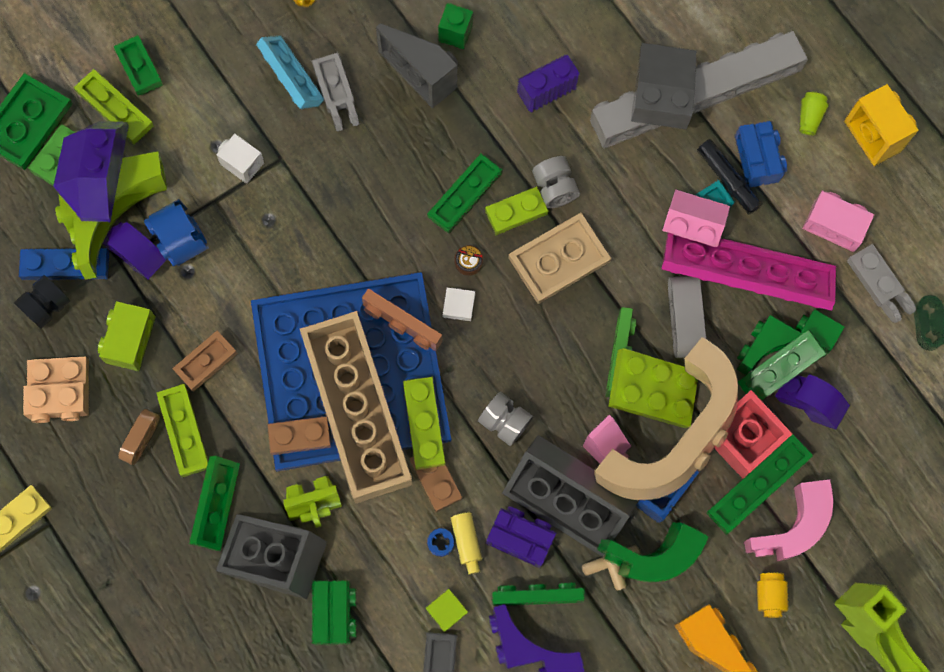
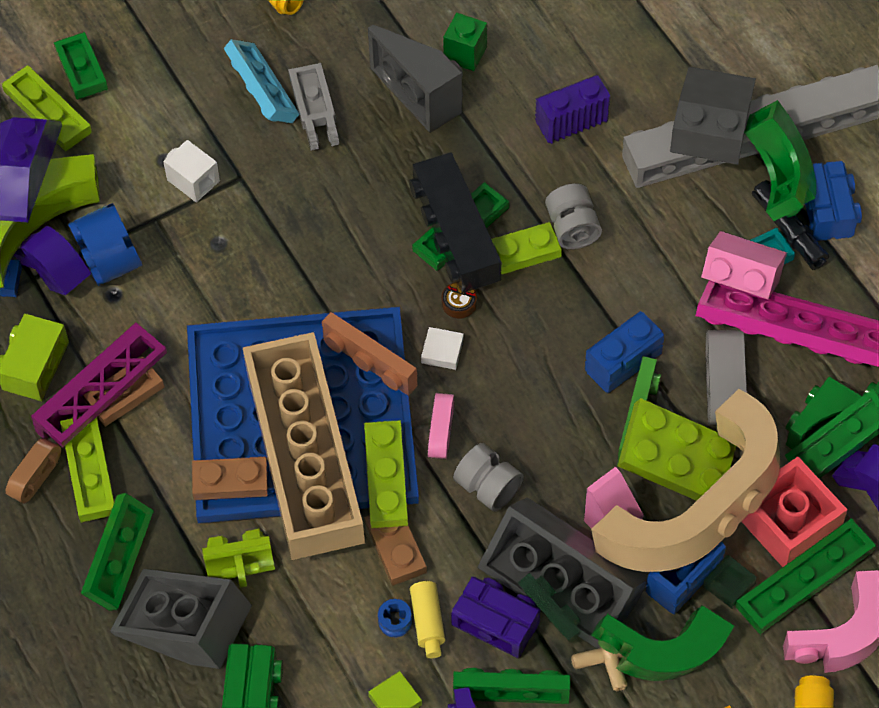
camera: 10 degrees right, 15 degrees down
(161, 373) = (70, 399): none -> magenta fence
(462, 195) = (456, 223): none -> black brick
(464, 370) = (441, 426): none -> bright pink beam
(559, 258) = (571, 302): tan plate -> none
(573, 538) = (562, 618): none -> clear green plate
(605, 300) = (621, 351): none -> blue brick
(701, 493) = (729, 581): none -> clear green plate
(727, 127) = (785, 157): none -> green arch

